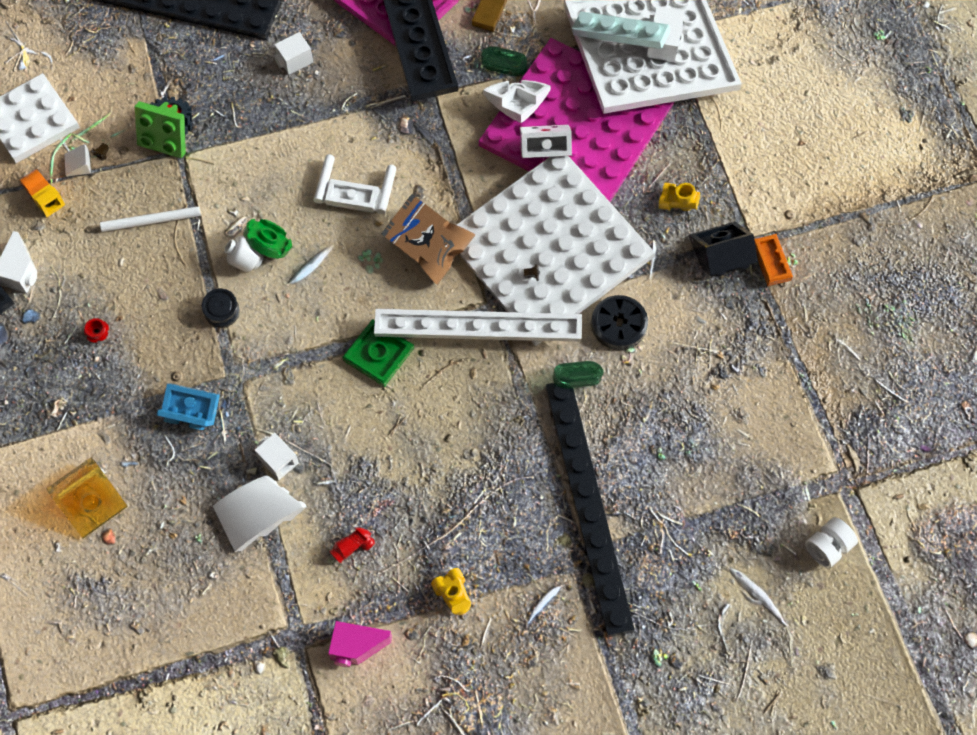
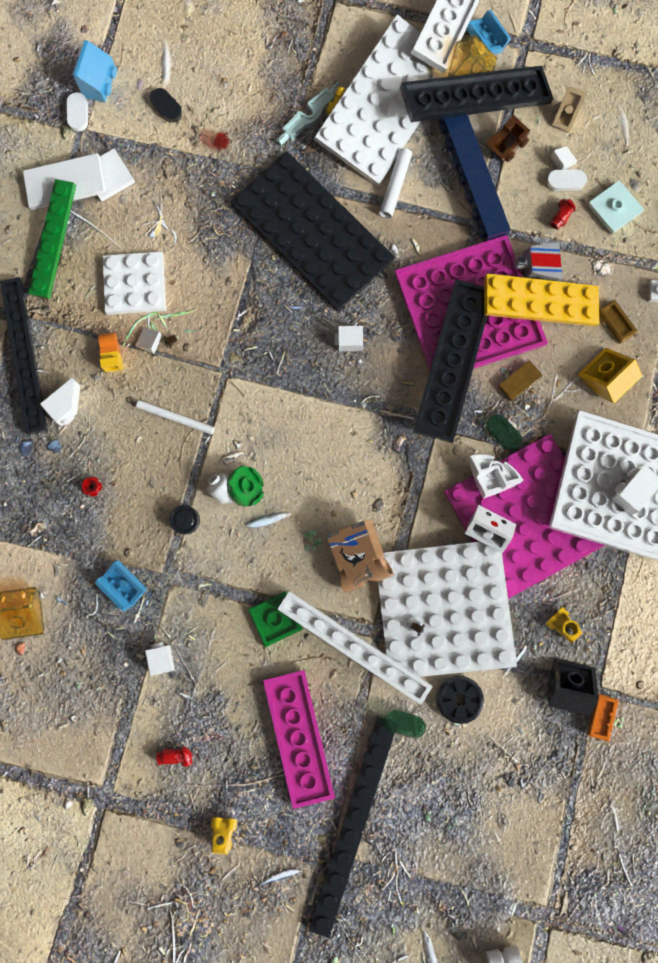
camera: 30 degrees right, 15 degrees up
(163, 125) = (223, 348): bright green plate -> none
(255, 511) = (123, 694): white slope -> none
(353, 195) = (327, 482): white plate -> none
(356, 643) = (137, 832): dark pink slope -> none
(476, 451) = (299, 739): none -> dark pink plate
(621, 30) = (604, 470): light aqua plate -> none

